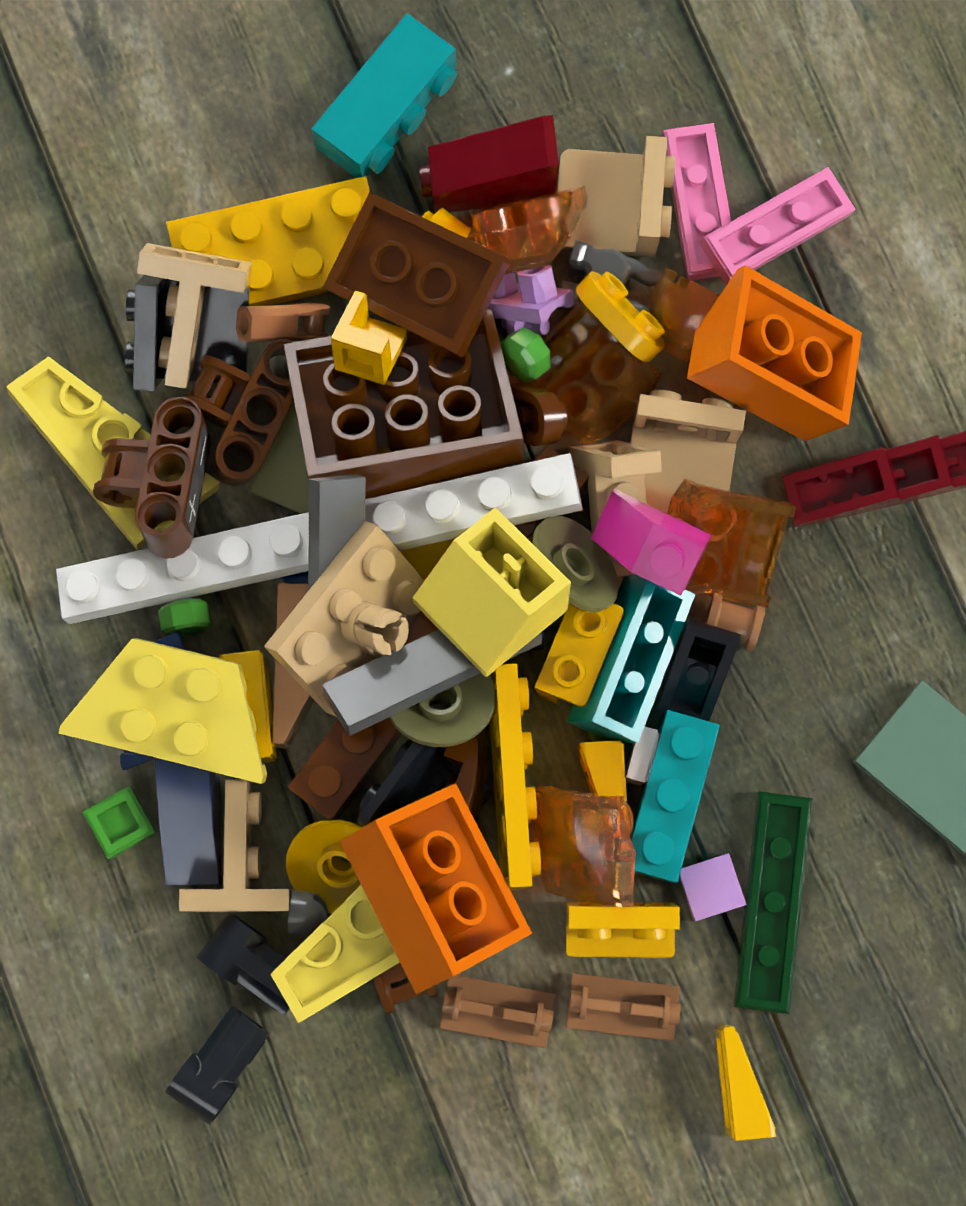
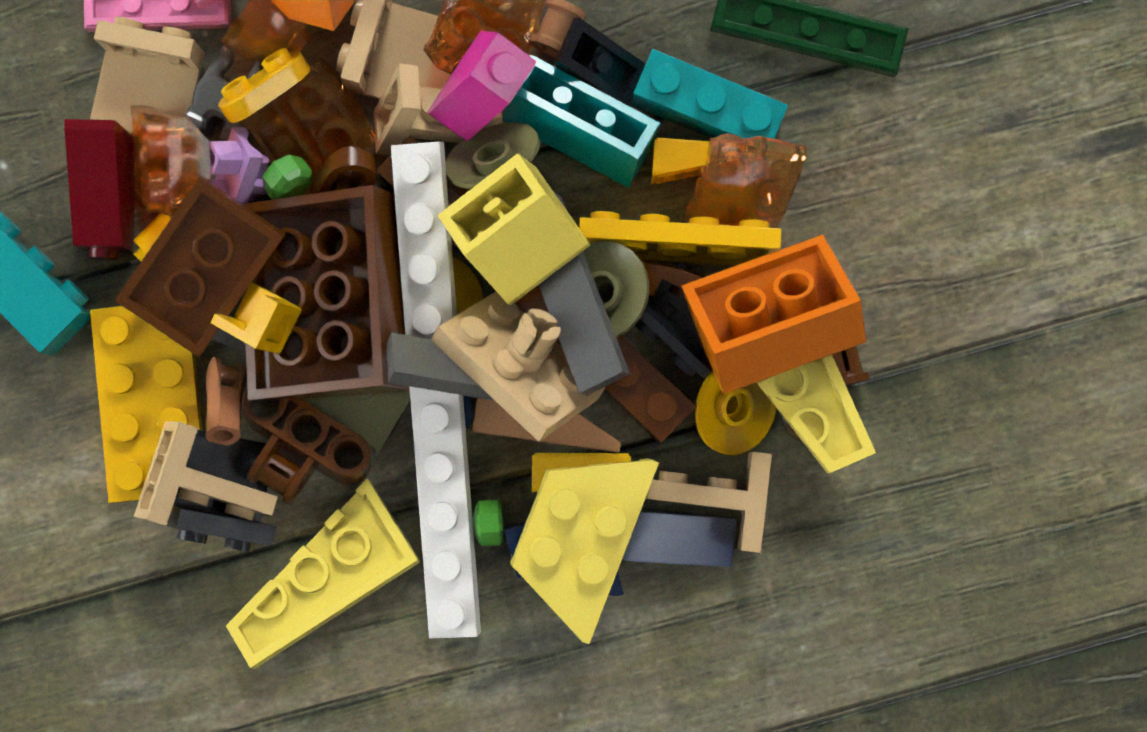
camera: 80 degrees left, 5 degrees up
(119, 822) = (669, 602): bright green tile -> none
(137, 471) = (347, 549): reddish brown beam -> none
(210, 1076) = (906, 541): black piece -> none
(244, 957) = (804, 501): black piece -> none
(306, 912) = (772, 439): dark grey hinge -> none
(498, 1011) = (880, 277): medium nougat hinge -> none
(578, 655) = (574, 166): yellow bracket -> none
(616, 931) = (822, 171): yellow bracket -> none
(623, 1007) = (886, 171): medium nougat hinge -> none
(641, 757) = (671, 124): white tile -> none
(711, 887) = (791, 79): lavender tile -> none
(742, 1100) = (977, 79): yellow slope -> none

